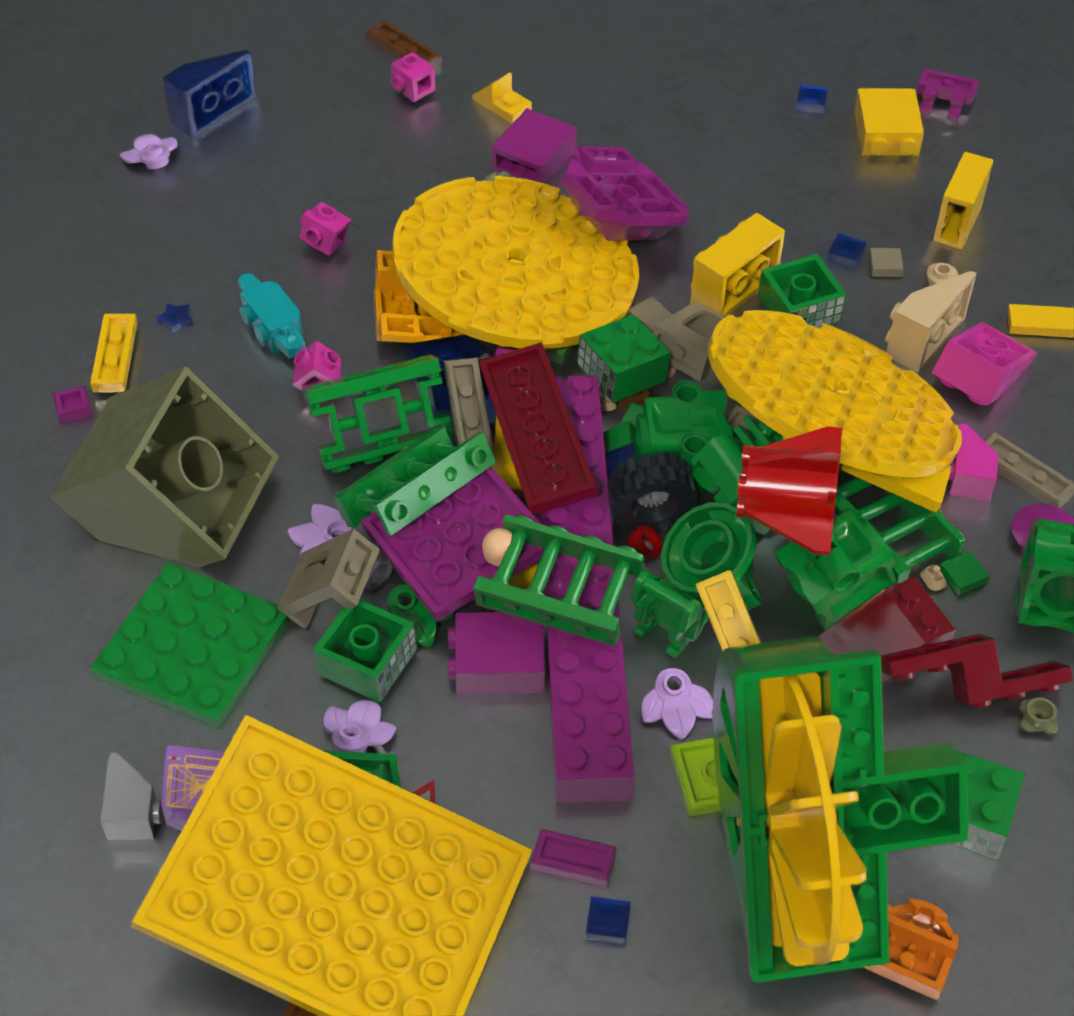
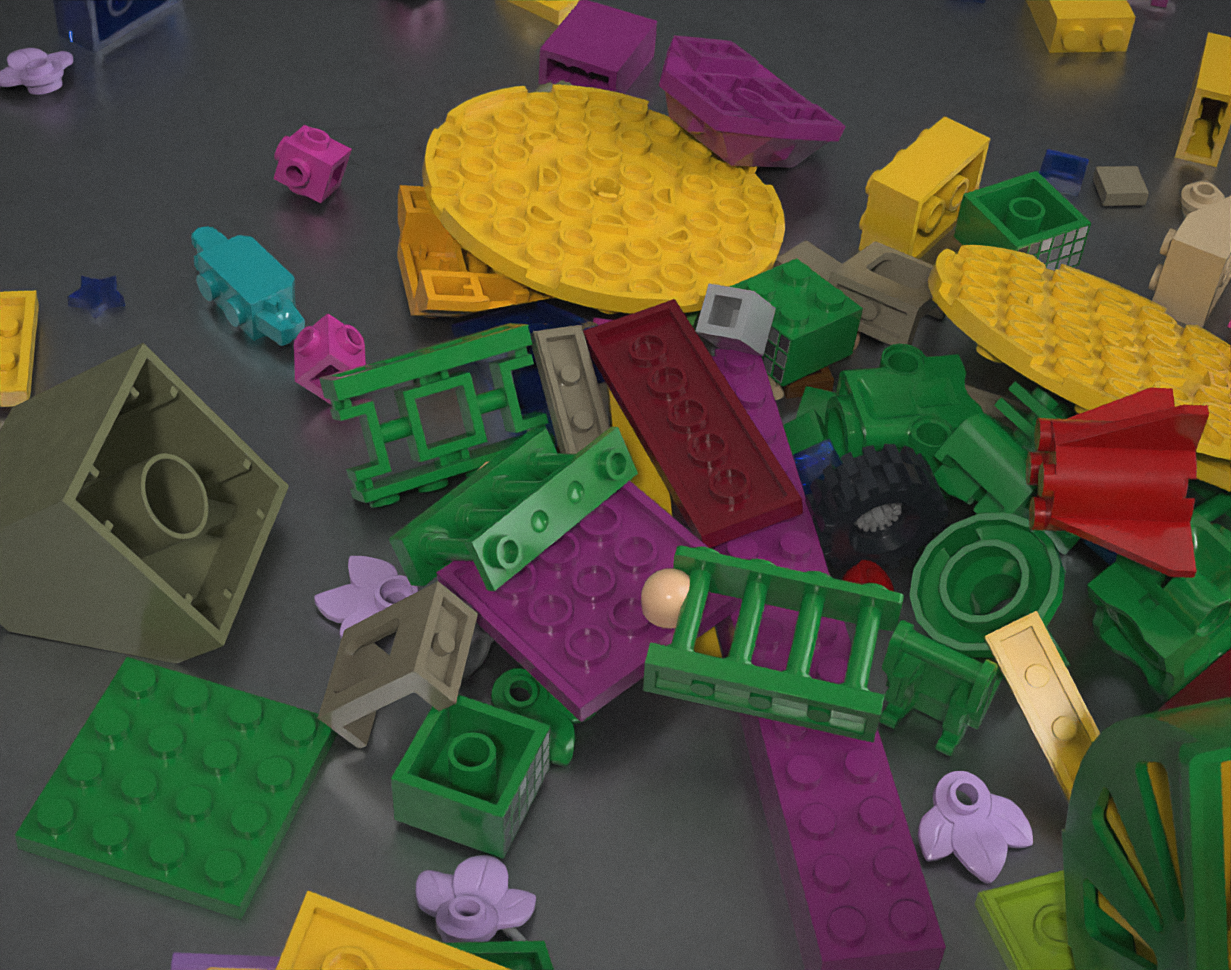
camera: 10 degrees left, 5 degrees down
(496, 654) = (680, 768): magenta brick -> none
(579, 359) = (735, 319): none -> light grey brick

